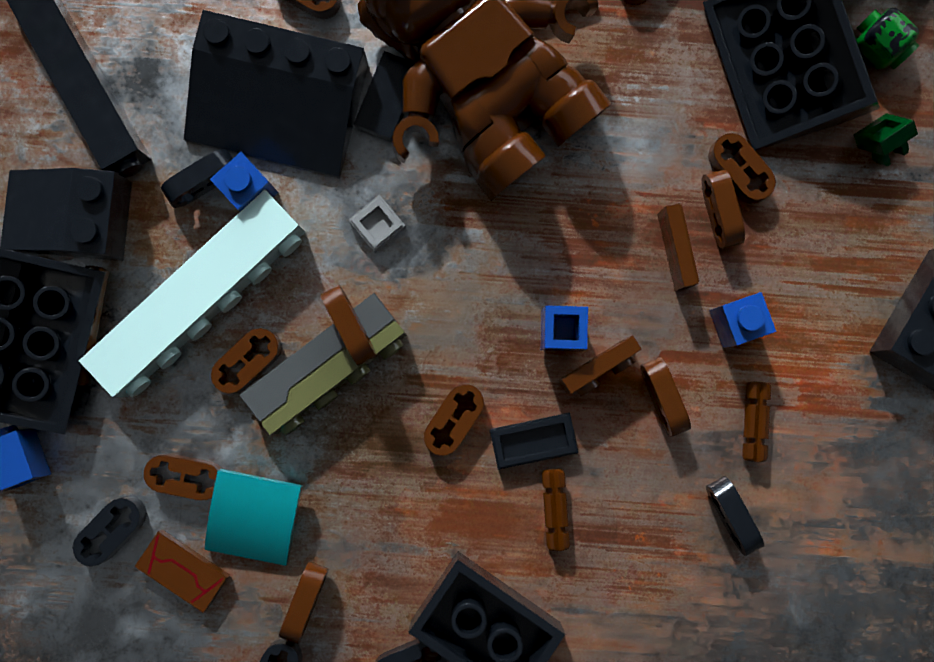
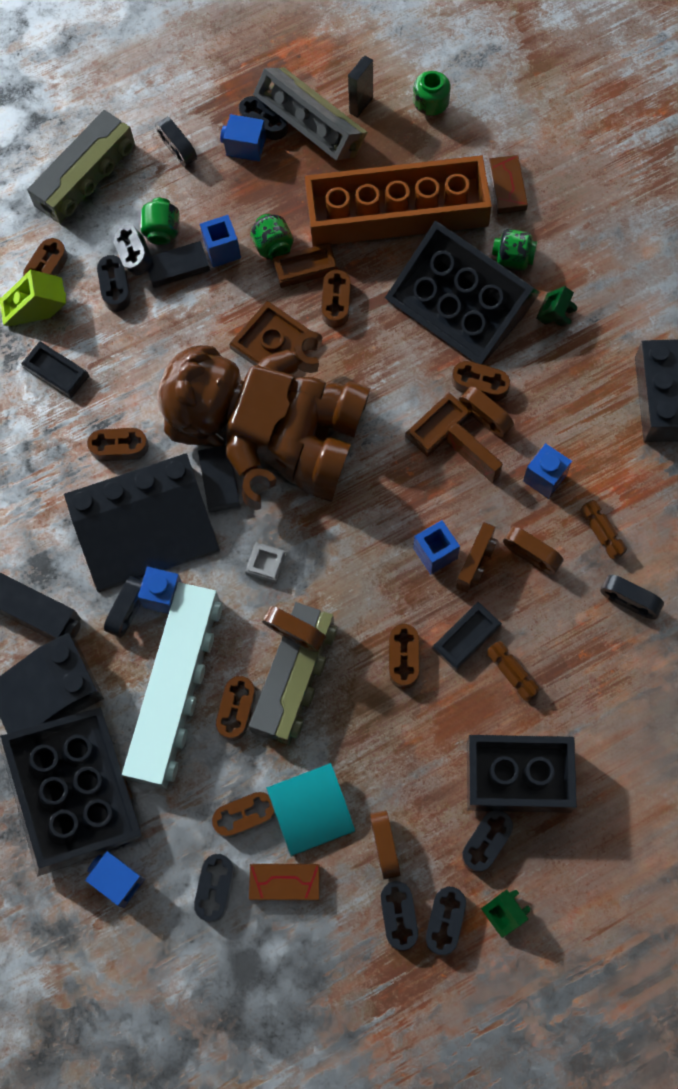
camera: 25 degrees left, 15 degrees down
(661, 187) = (433, 427): none -> reddish brown tile

